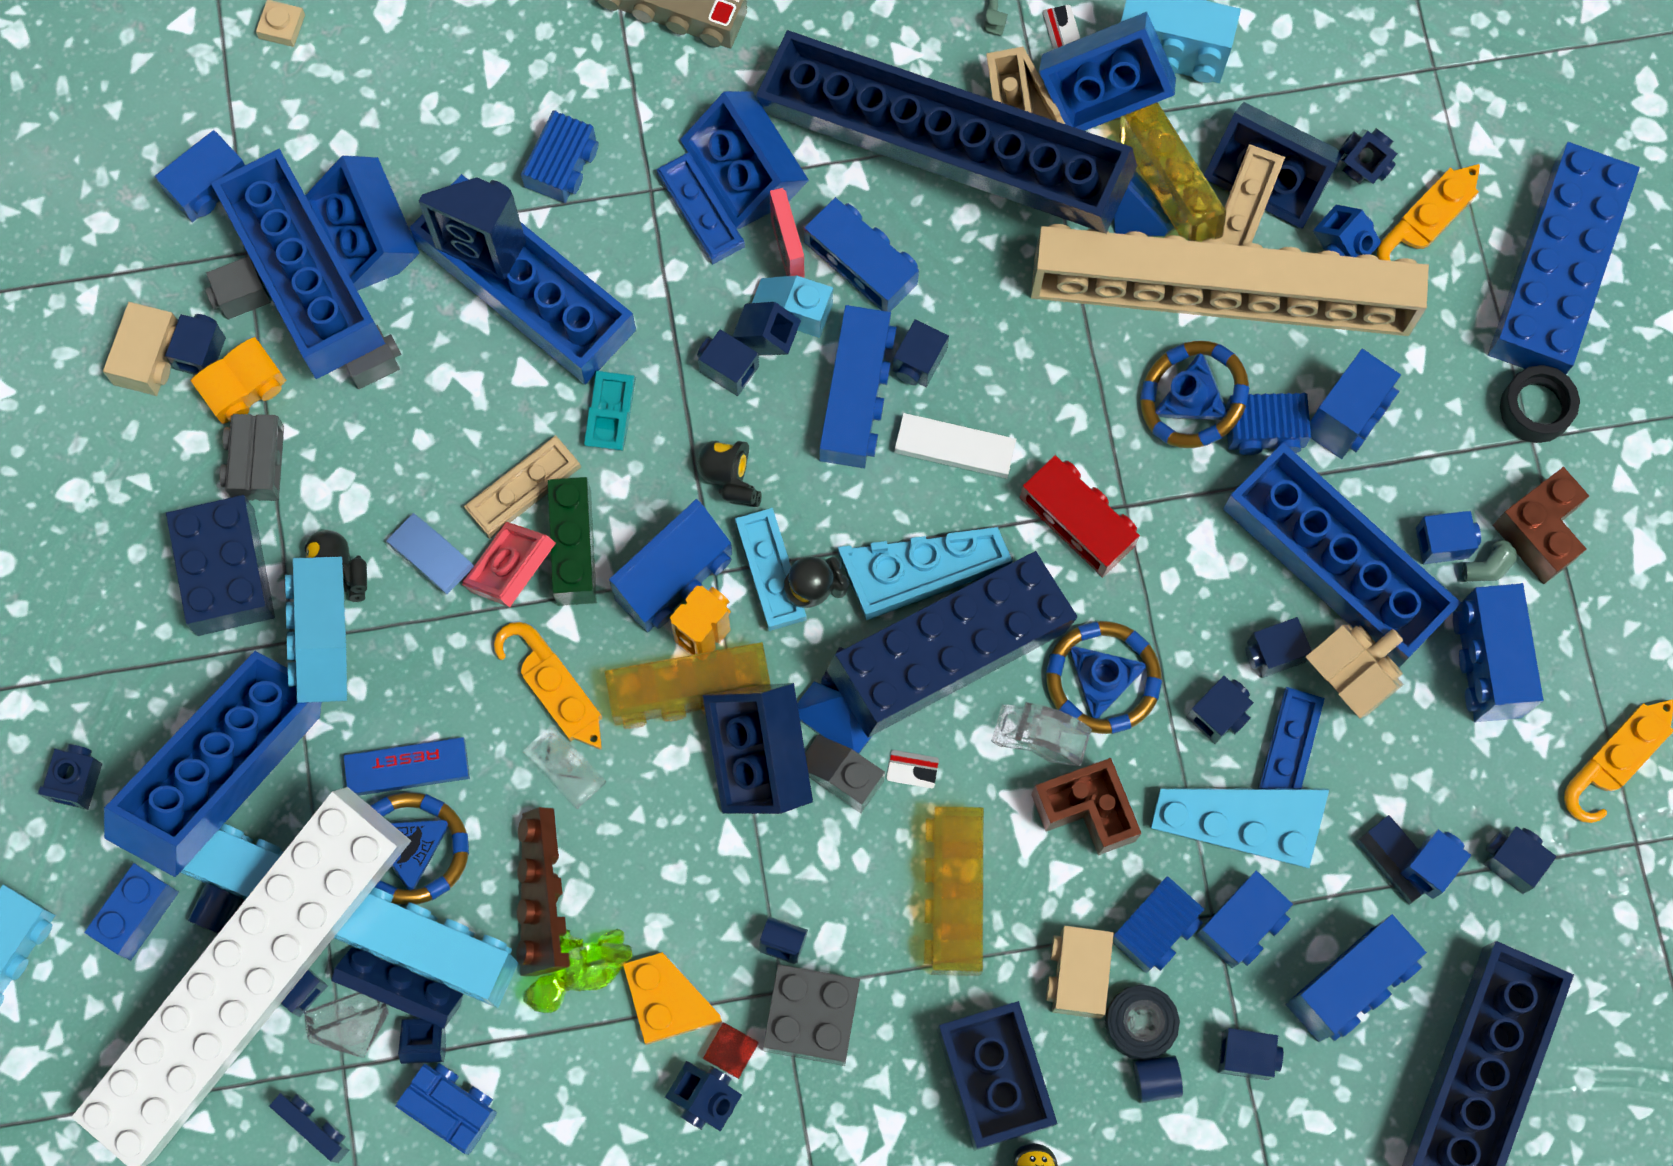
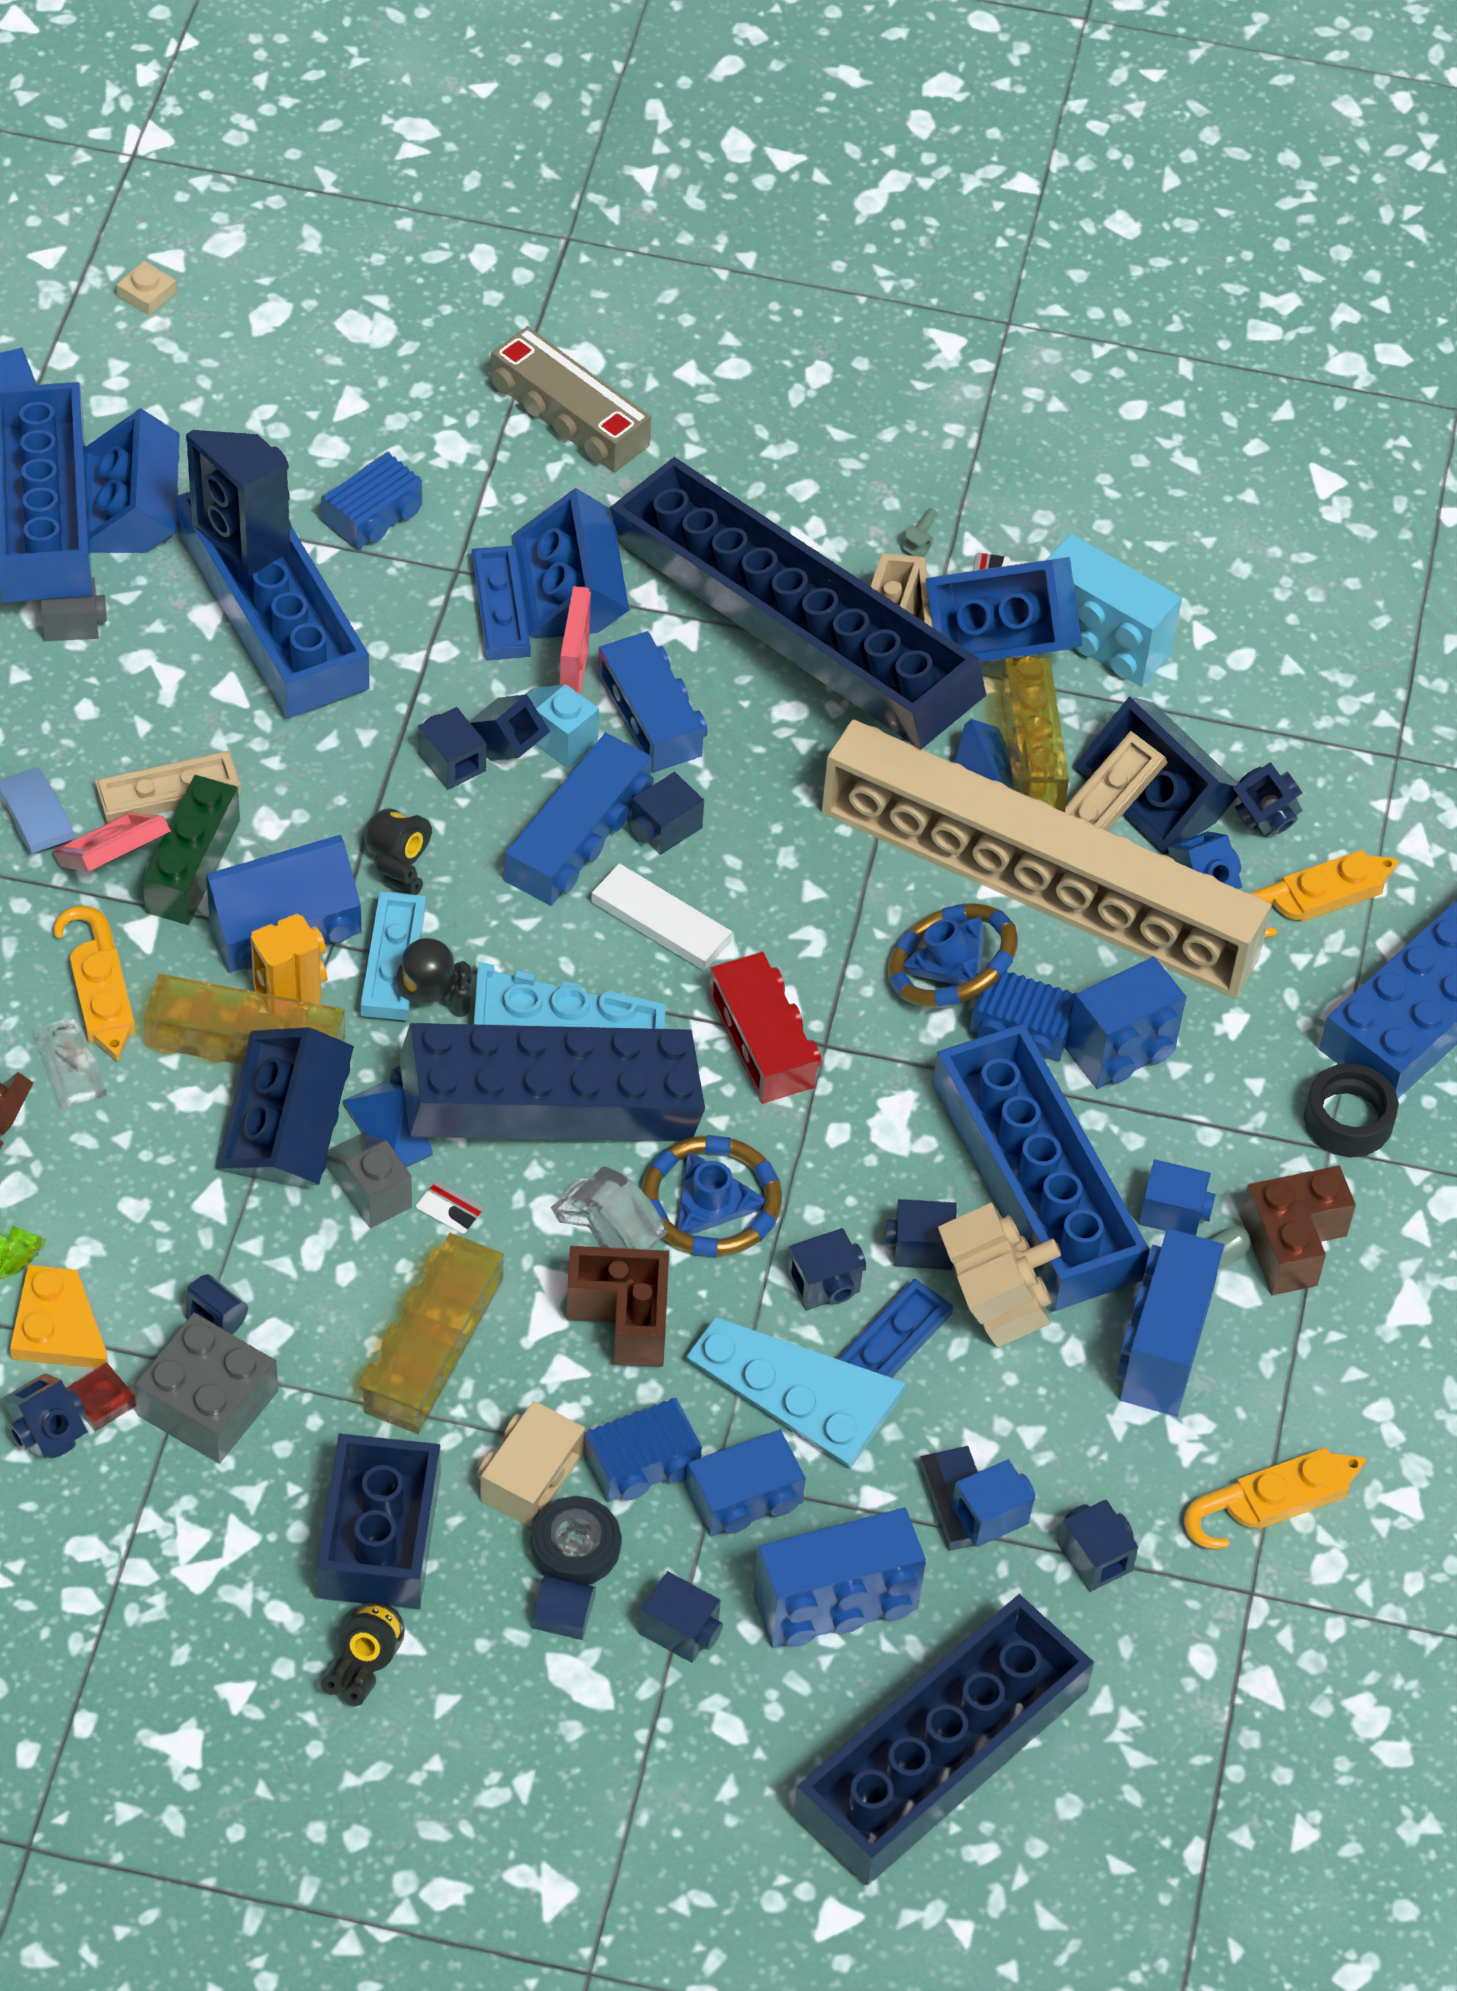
camera: 20 degrees right, 20 degrees down
(610, 410) = (302, 751): teal slope -> none

